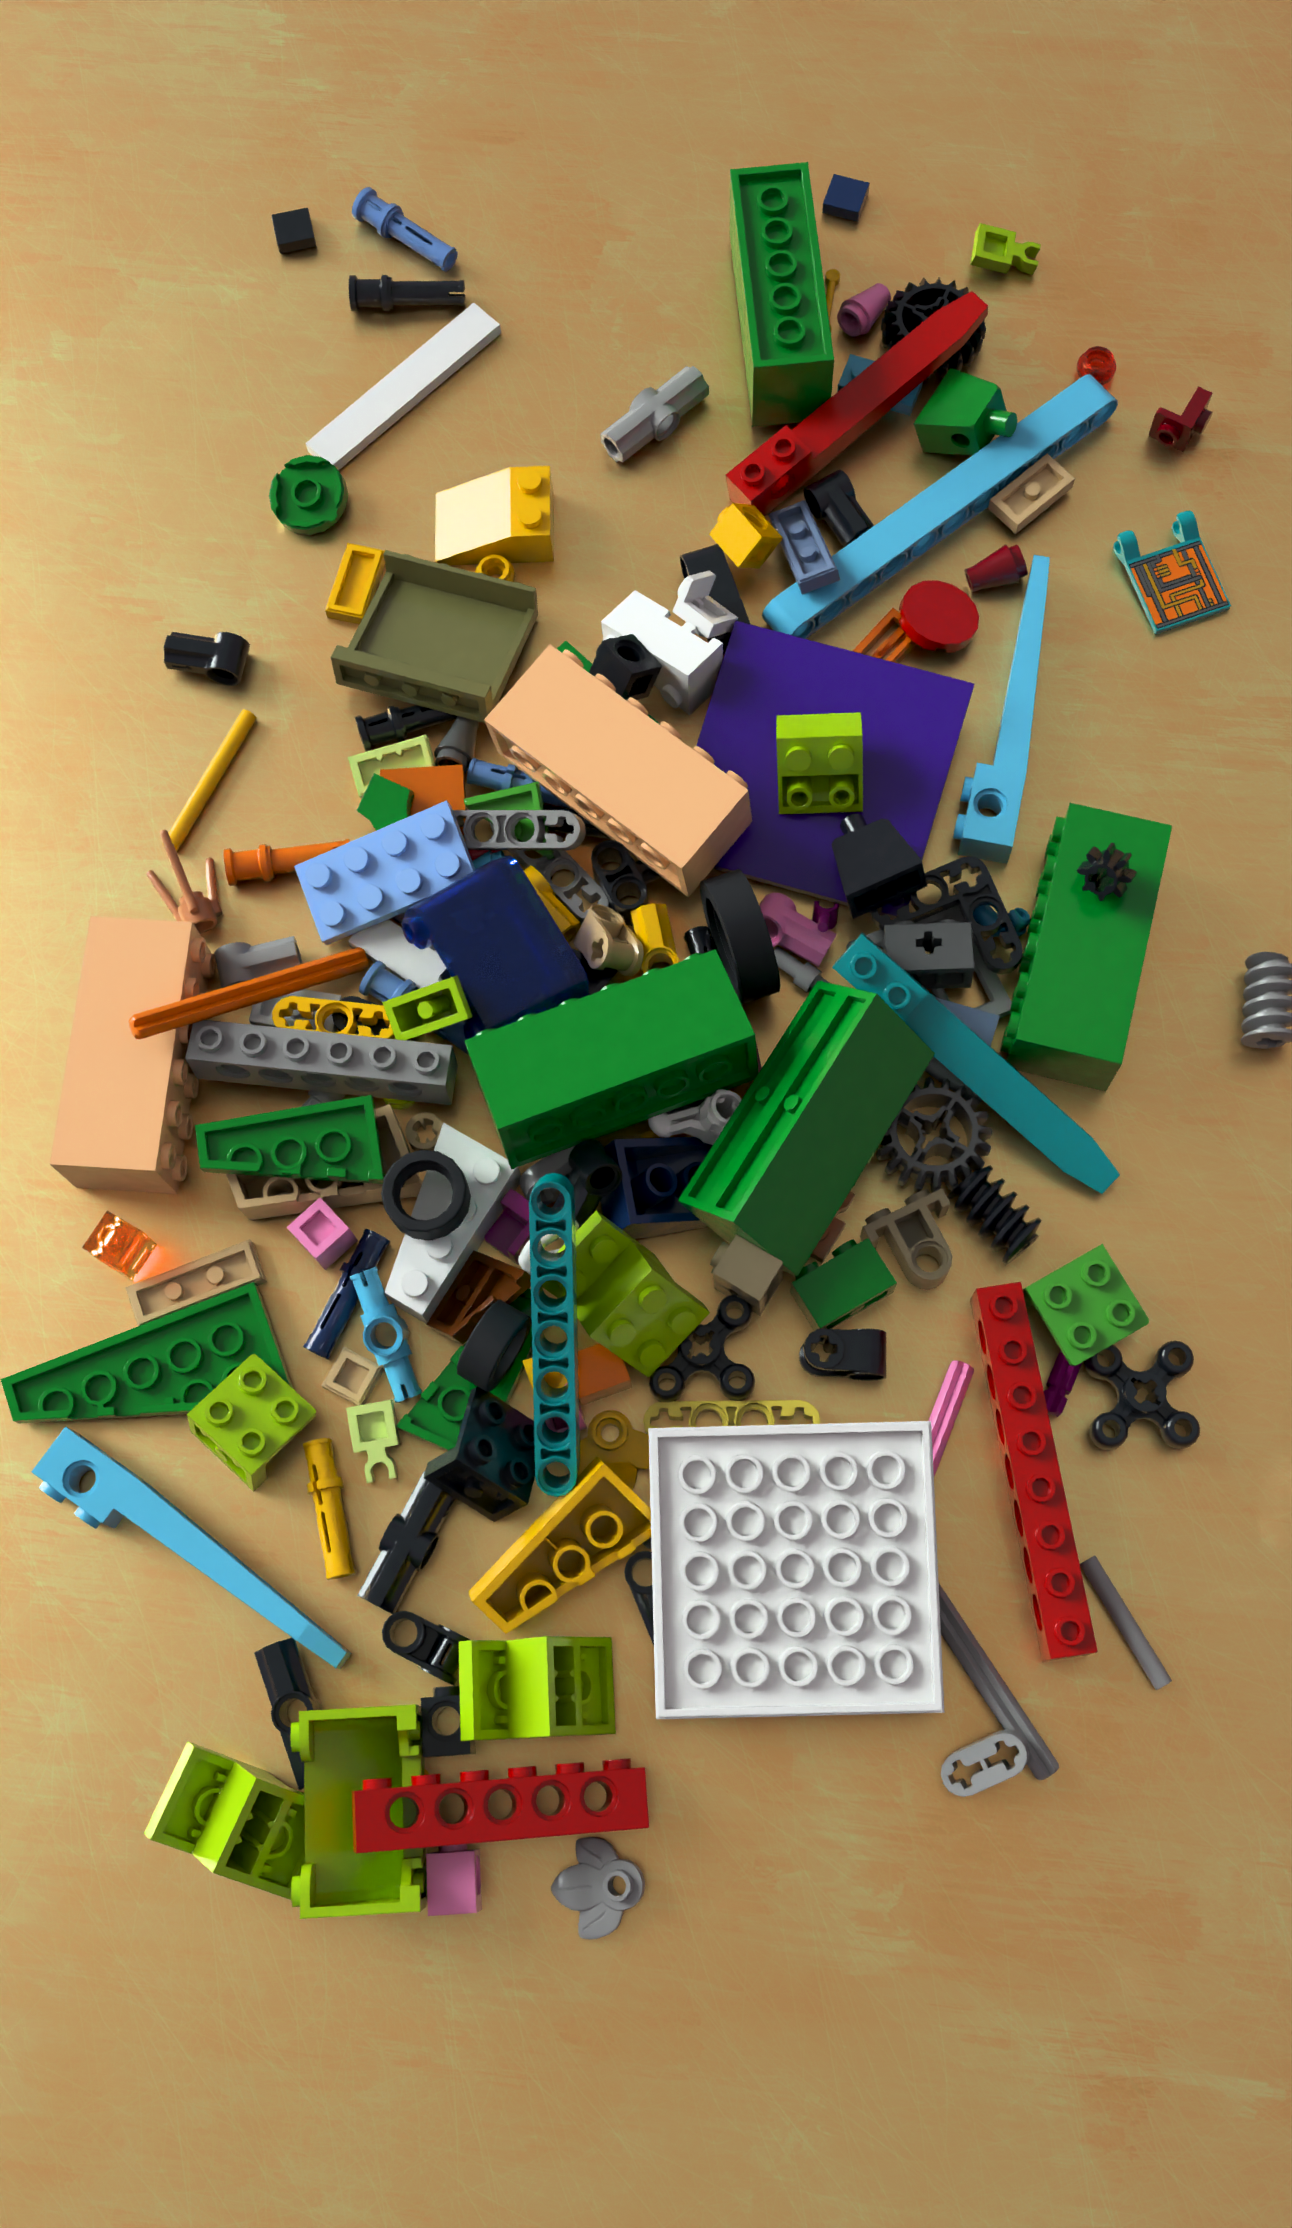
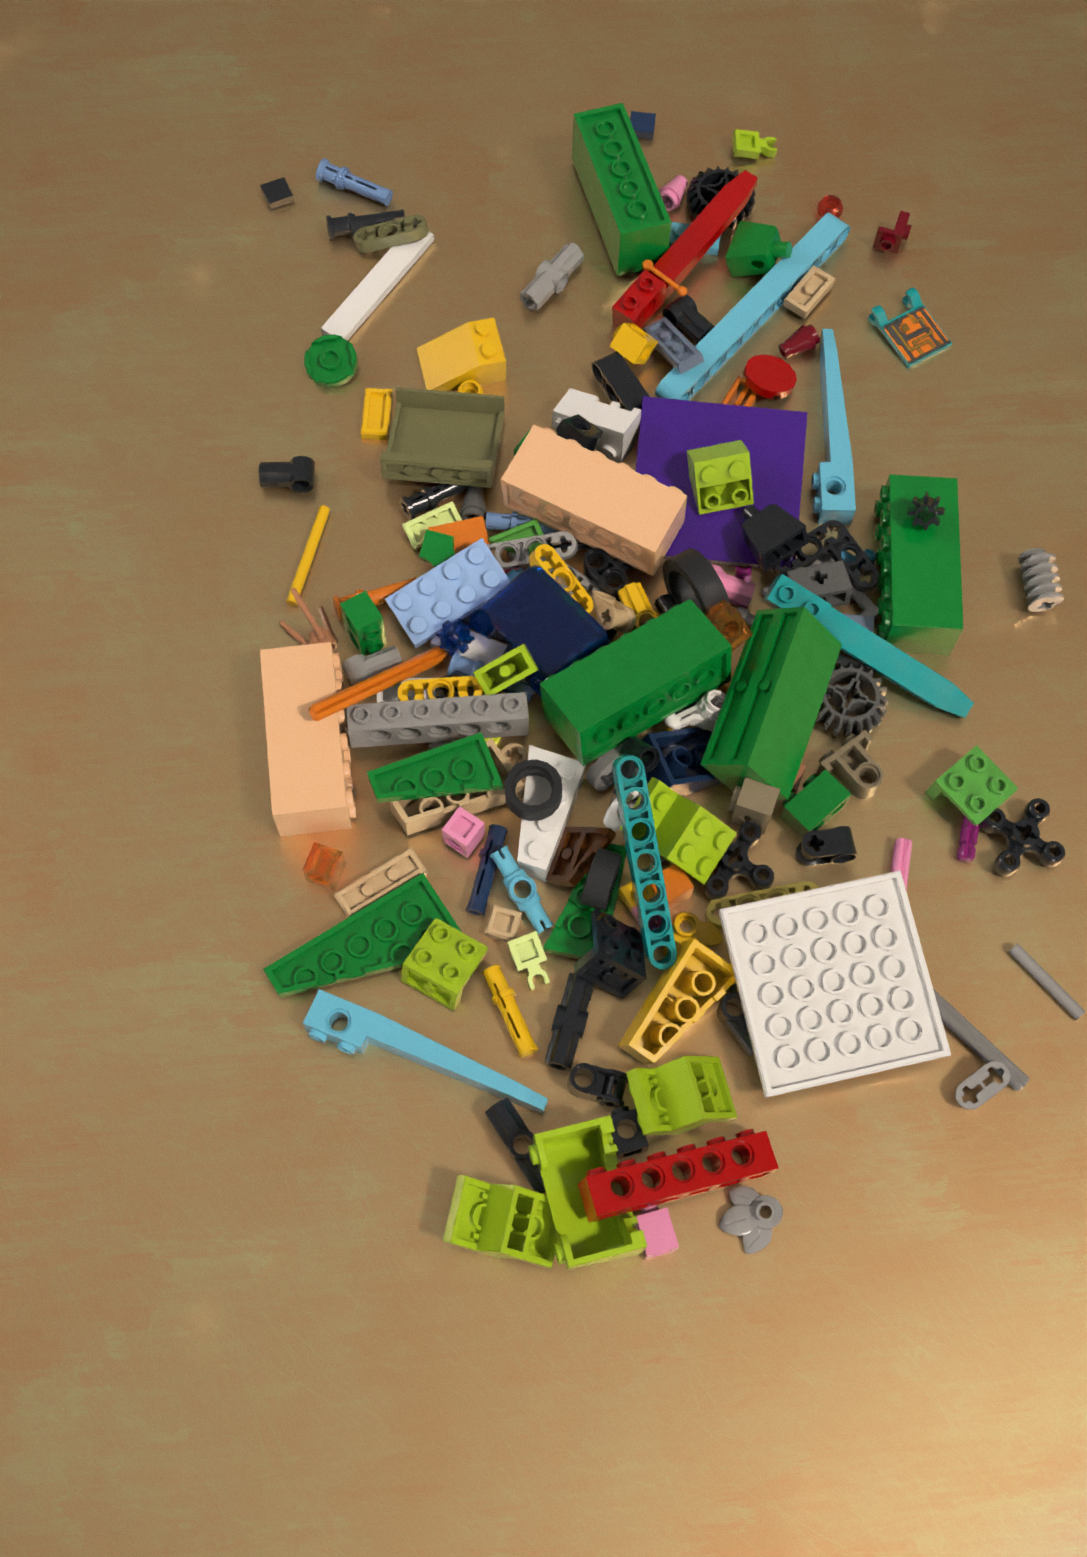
camera: 20 degrees left, 5 degrees down
(254, 899) = (363, 623): none -> green brick
(379, 940) = (459, 629): none -> clear blue gear
(413, 316) = (407, 230): none -> olive beam
(511, 1228) = (590, 805): magenta panel -> none
(542, 852) = (562, 570): none -> yellow beam
(700, 609) = (619, 393): white bracket -> none
(764, 998) = (729, 623): none -> clear orange brick
(793, 420) = (648, 266): none -> orange hinge
(996, 1213) = (902, 741): black piece -> none
(1032, 1473) = (966, 898): red brick -> none

